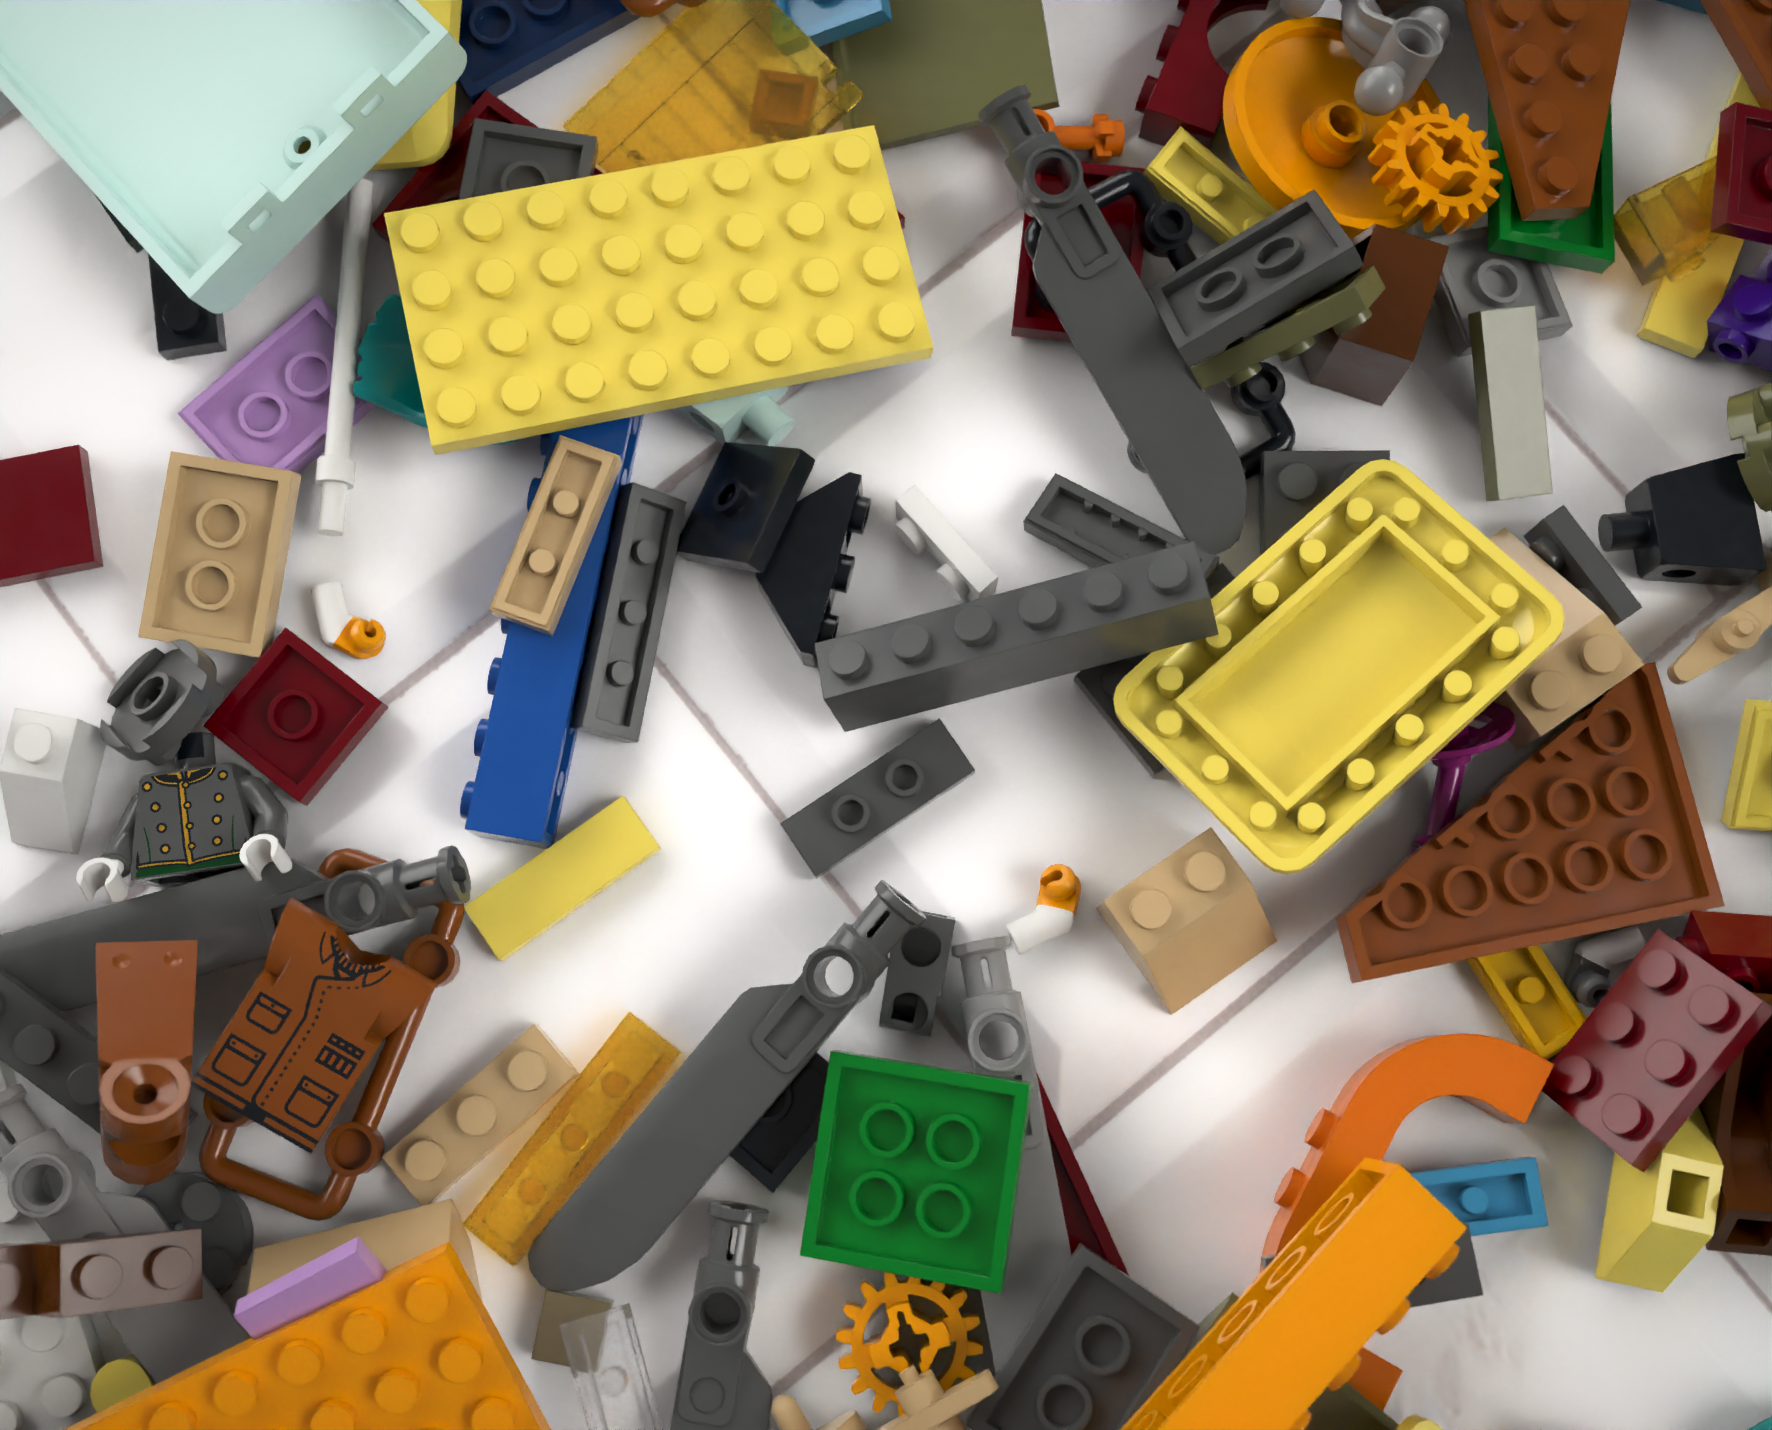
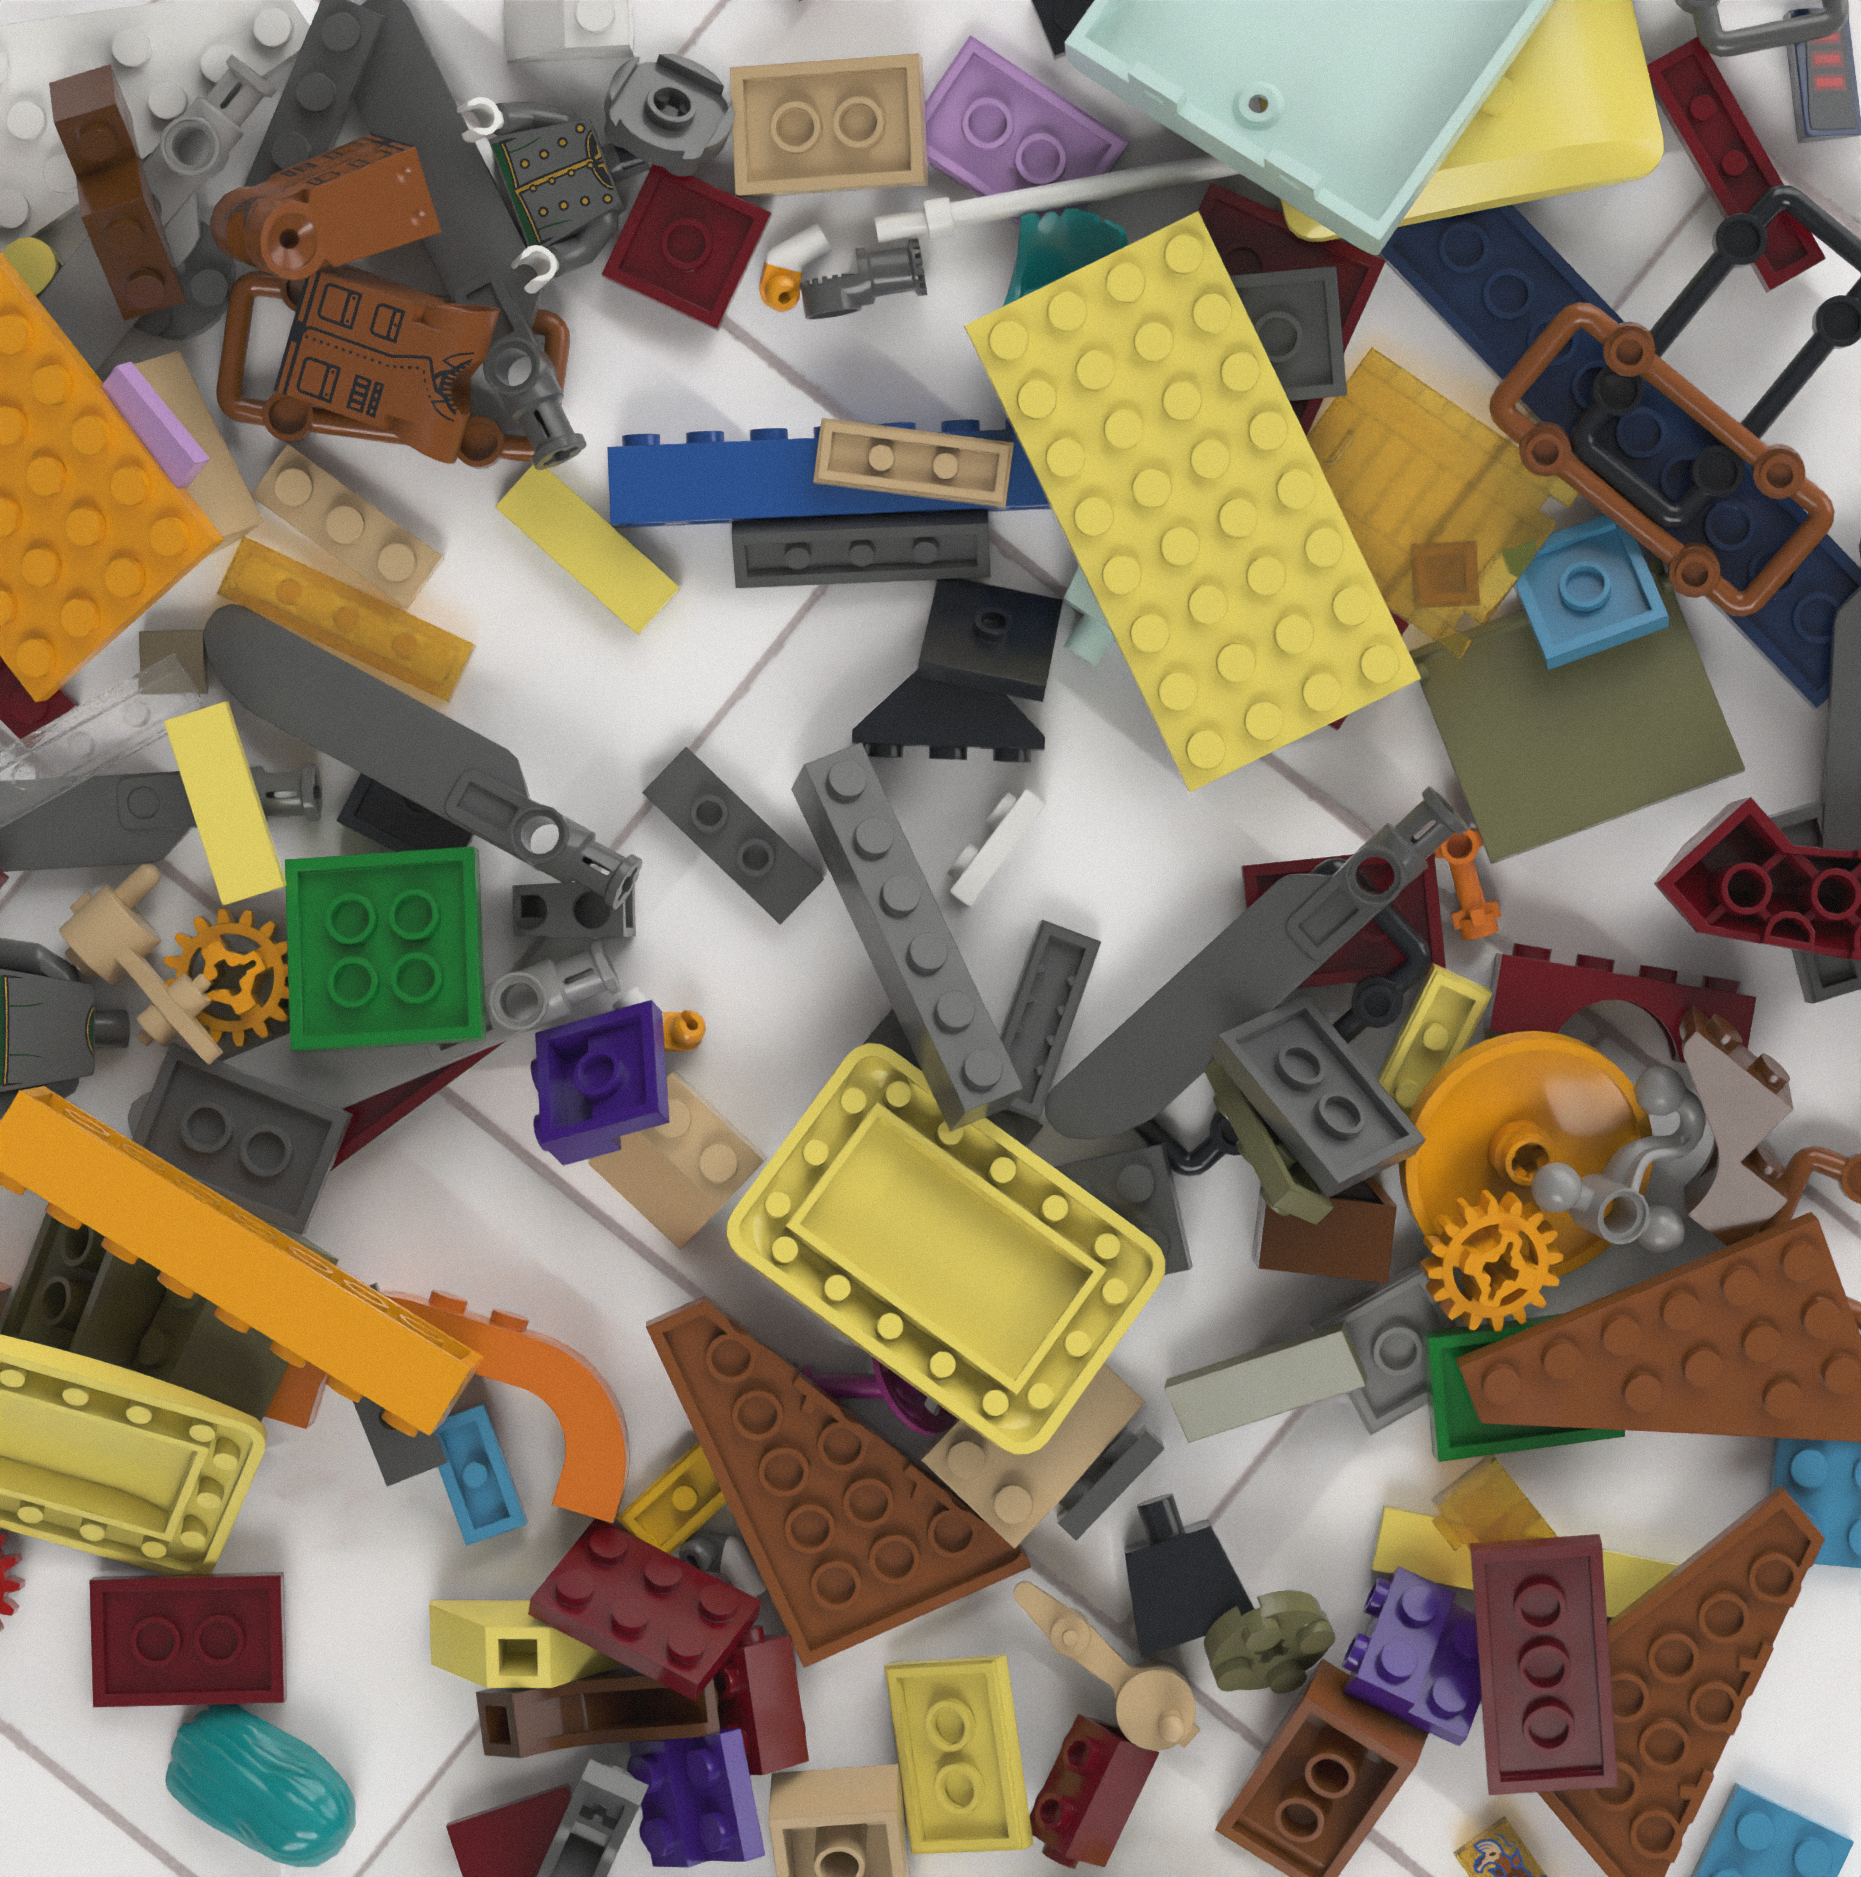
camera: 75 degrees right, 10 degrees up
(375, 548) = (878, 275): none -> dark grey connector
(725, 1305) = (225, 803): none -> light yellow tile
(1098, 975) = (600, 1081): none -> dark purple plate

